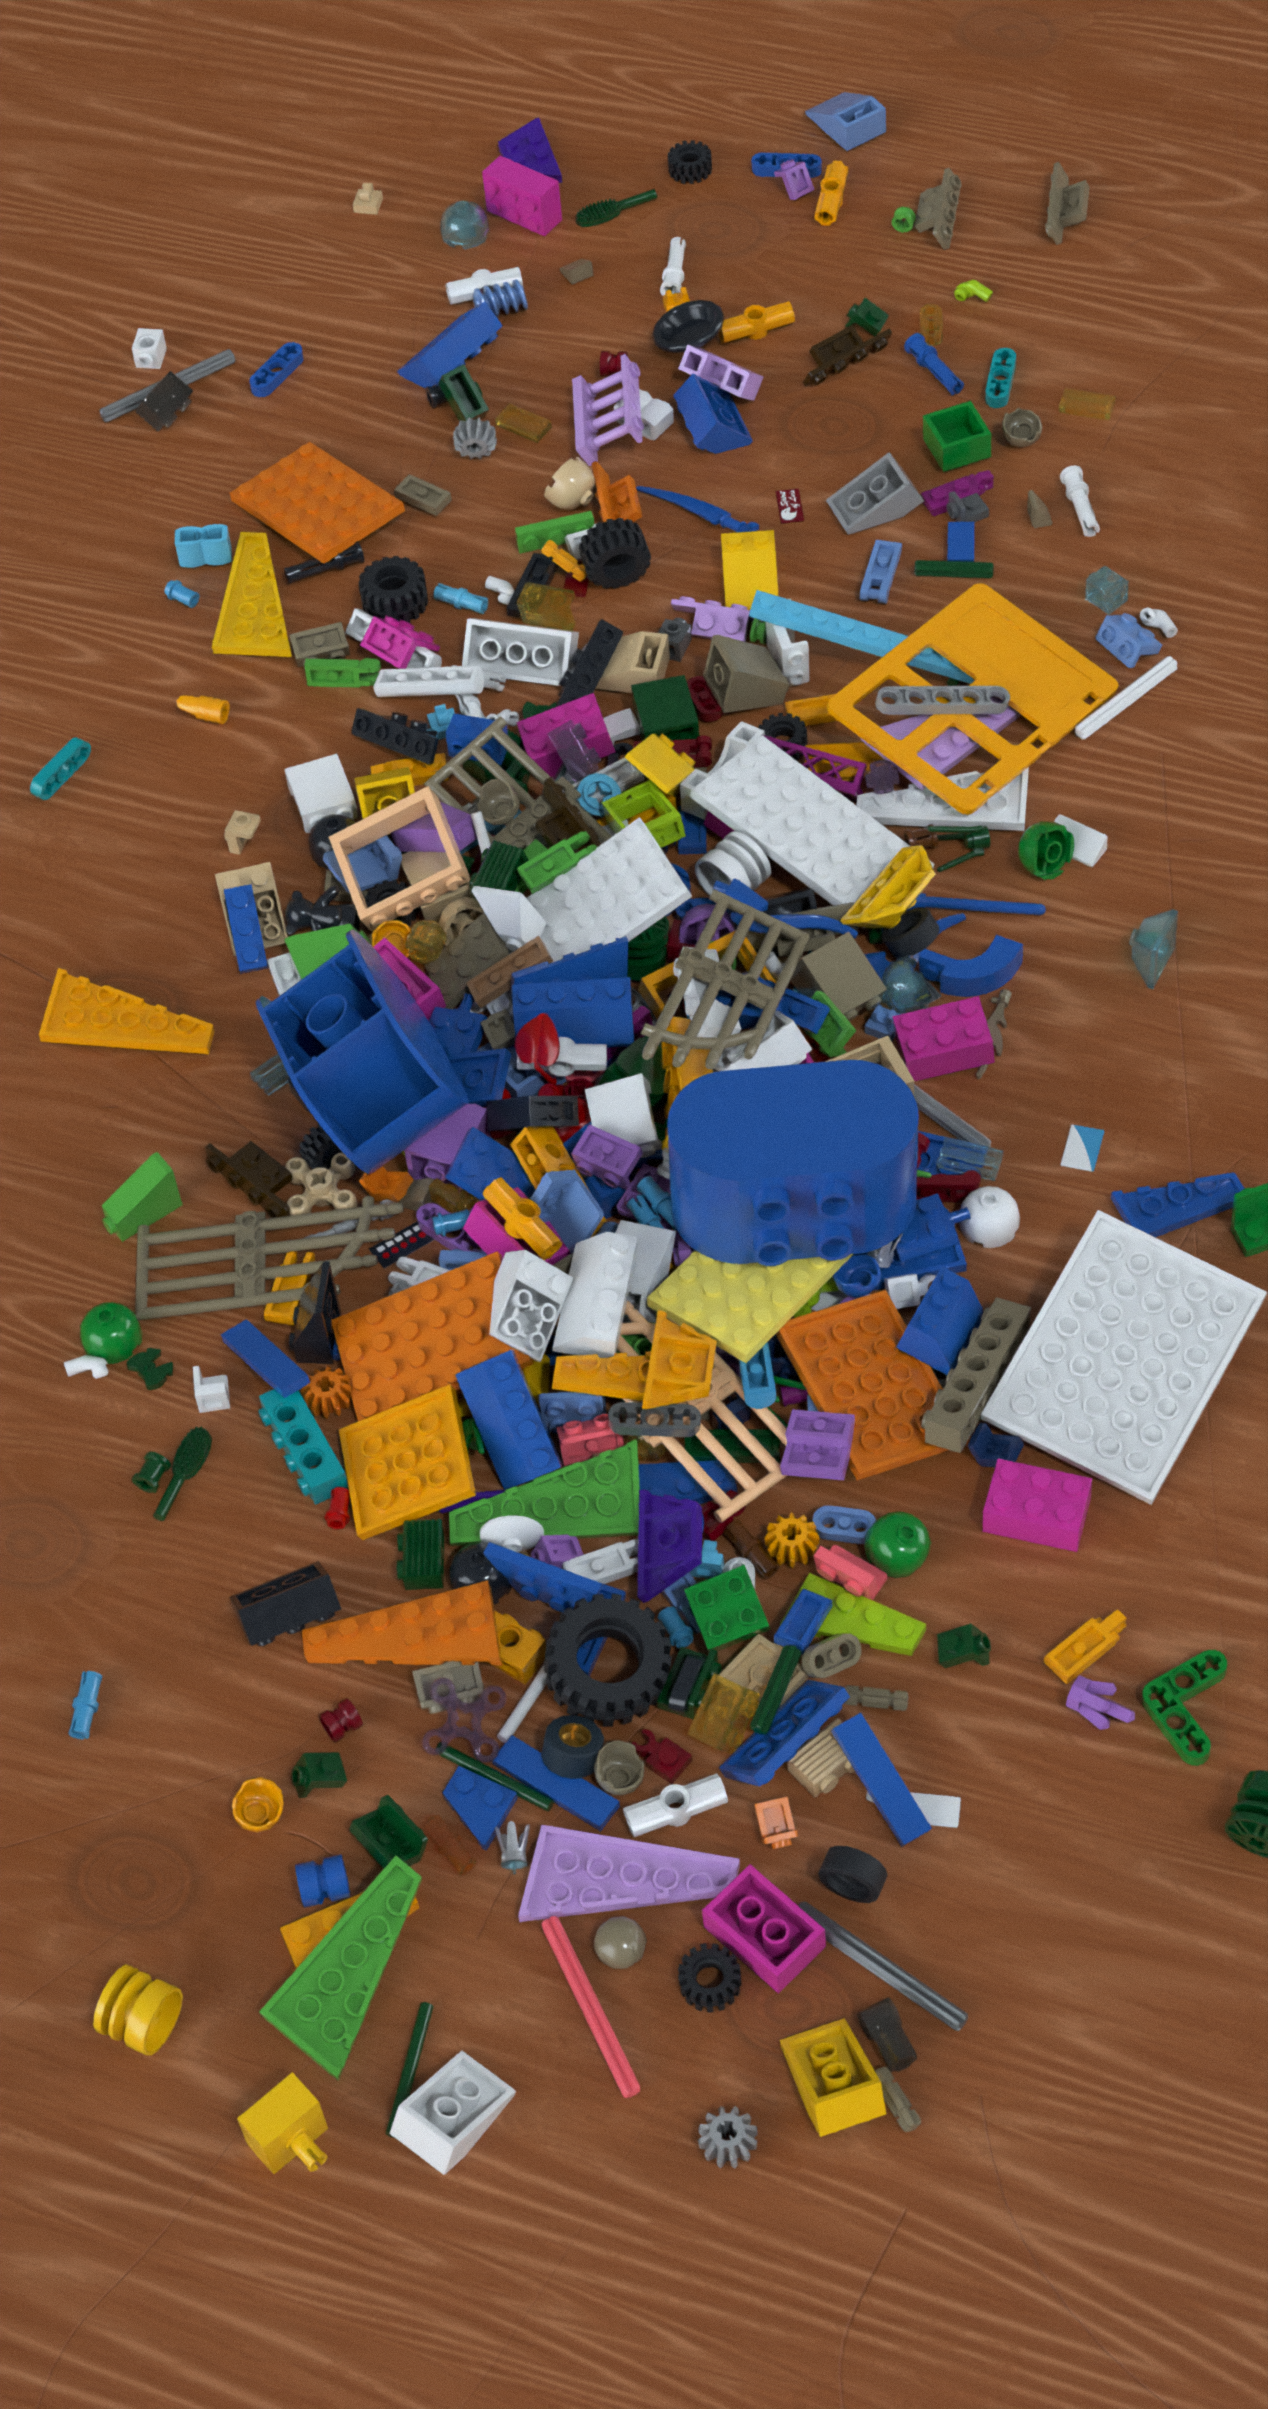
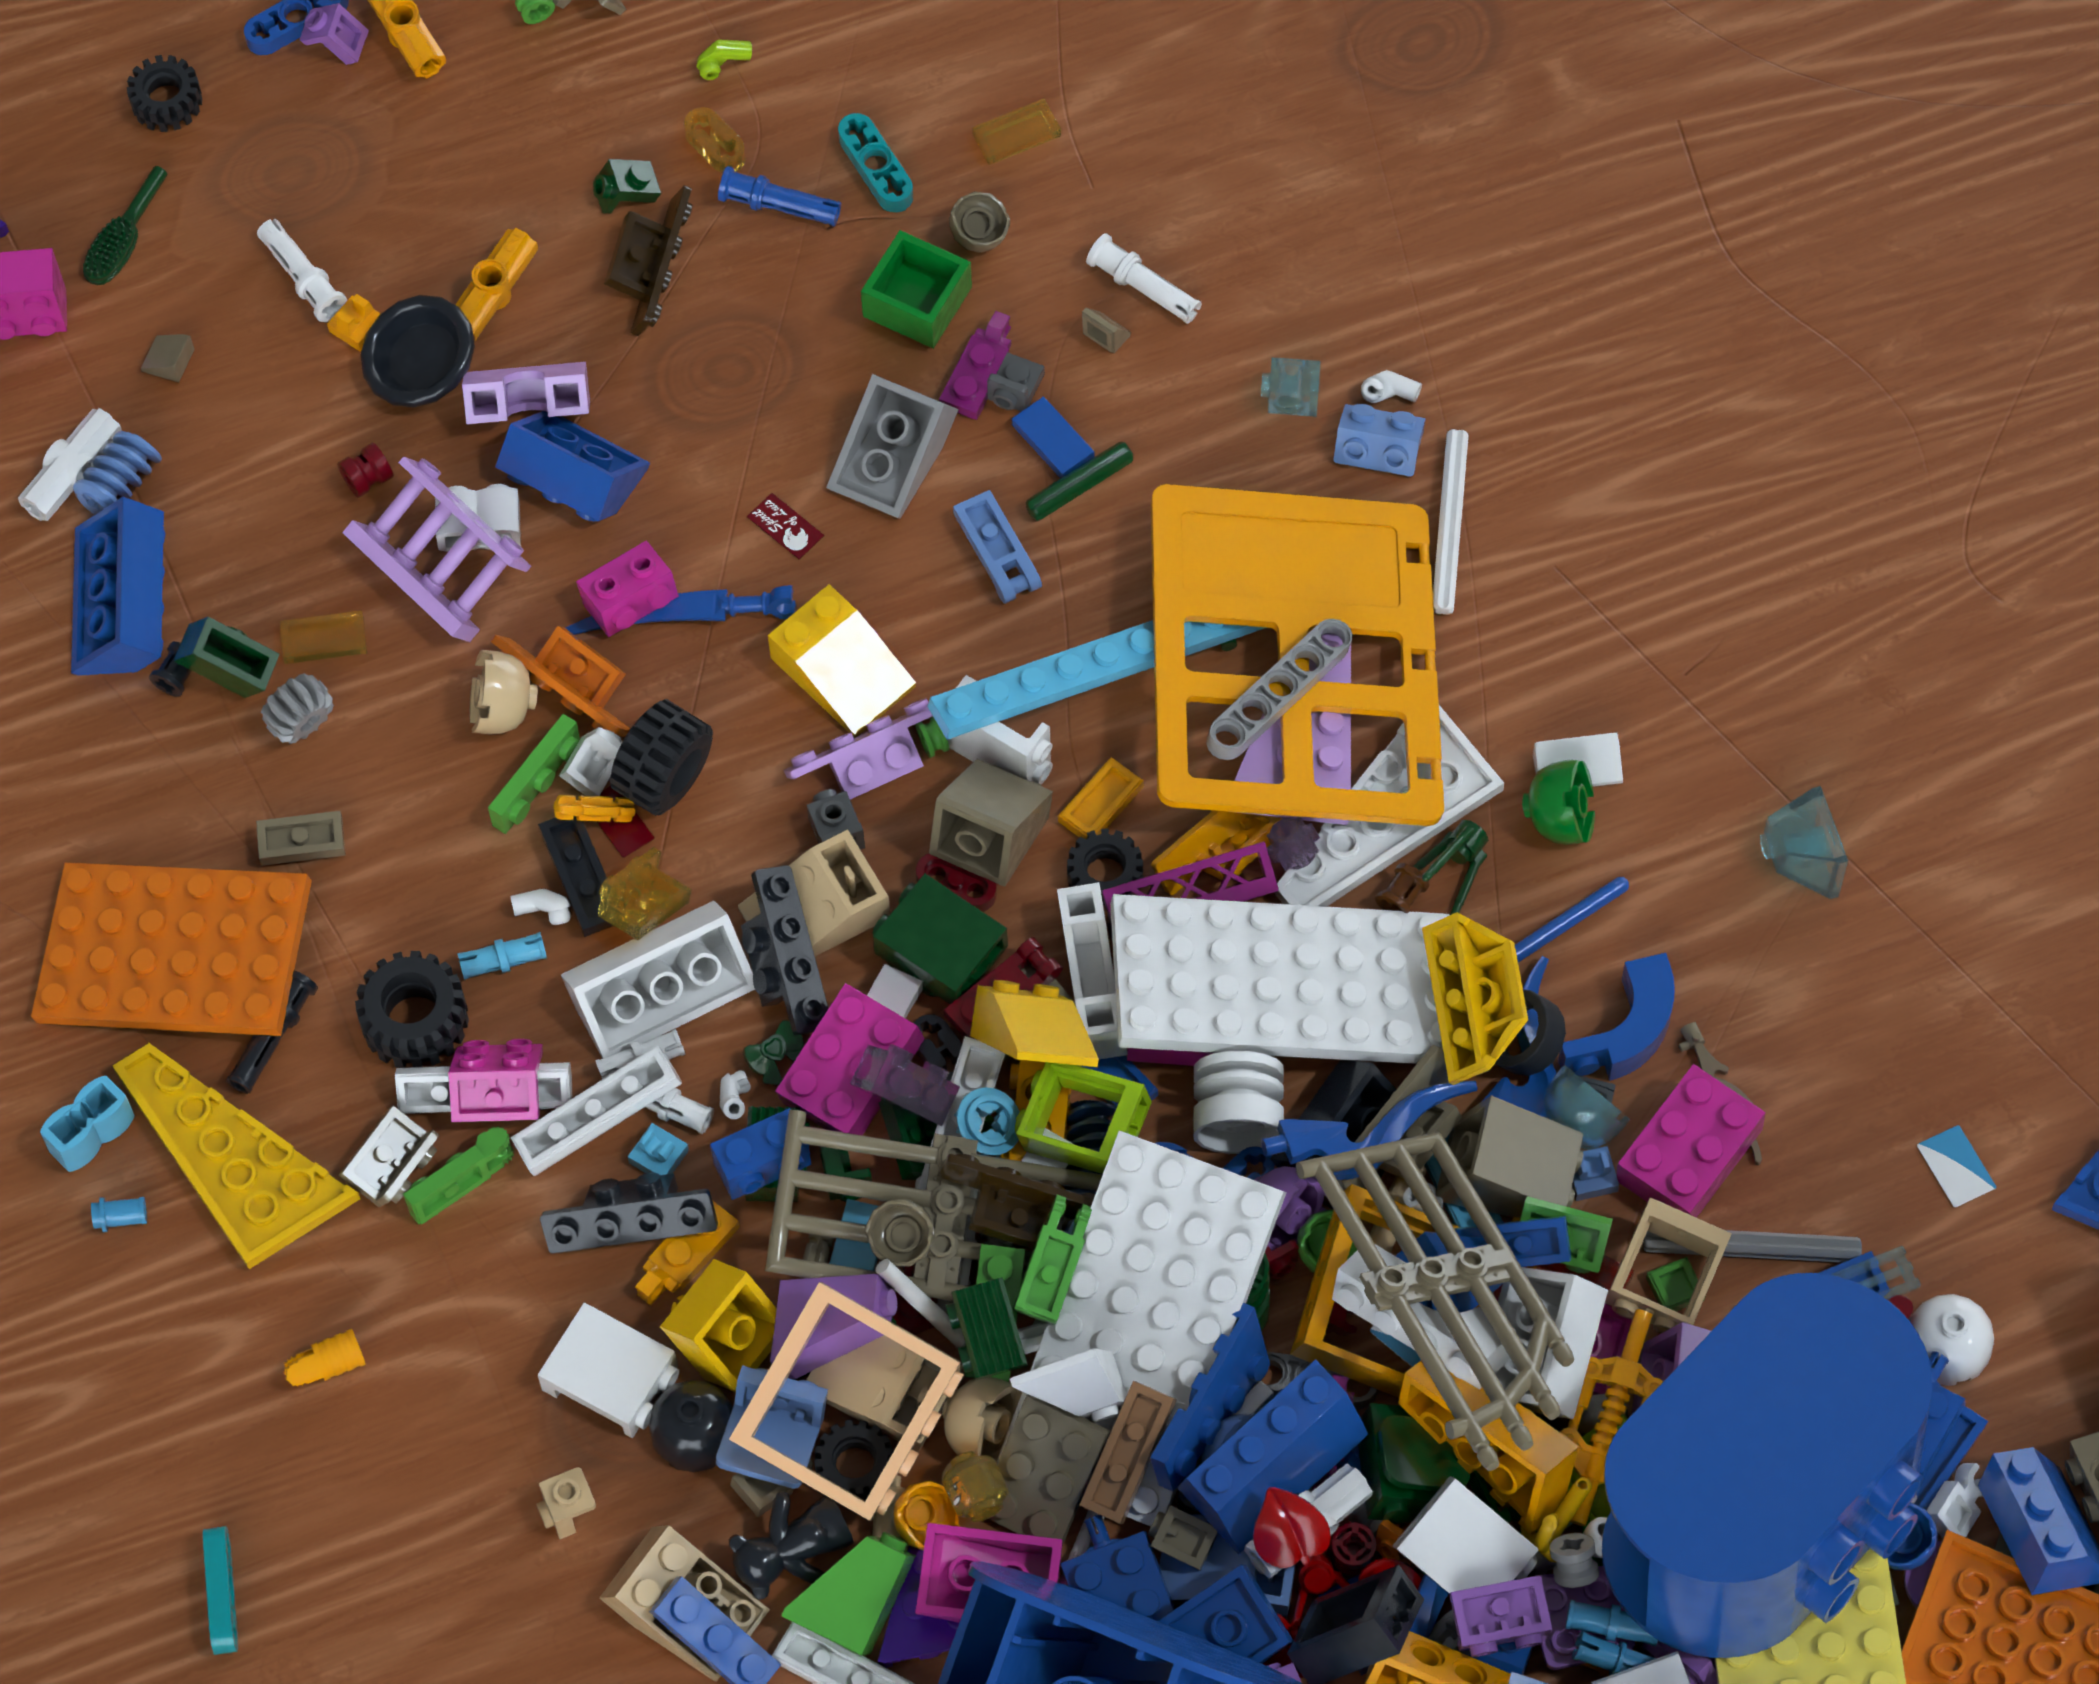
camera: 45 degrees left, 10 degrees up
(681, 481) = (627, 588): none -> dark pink brick

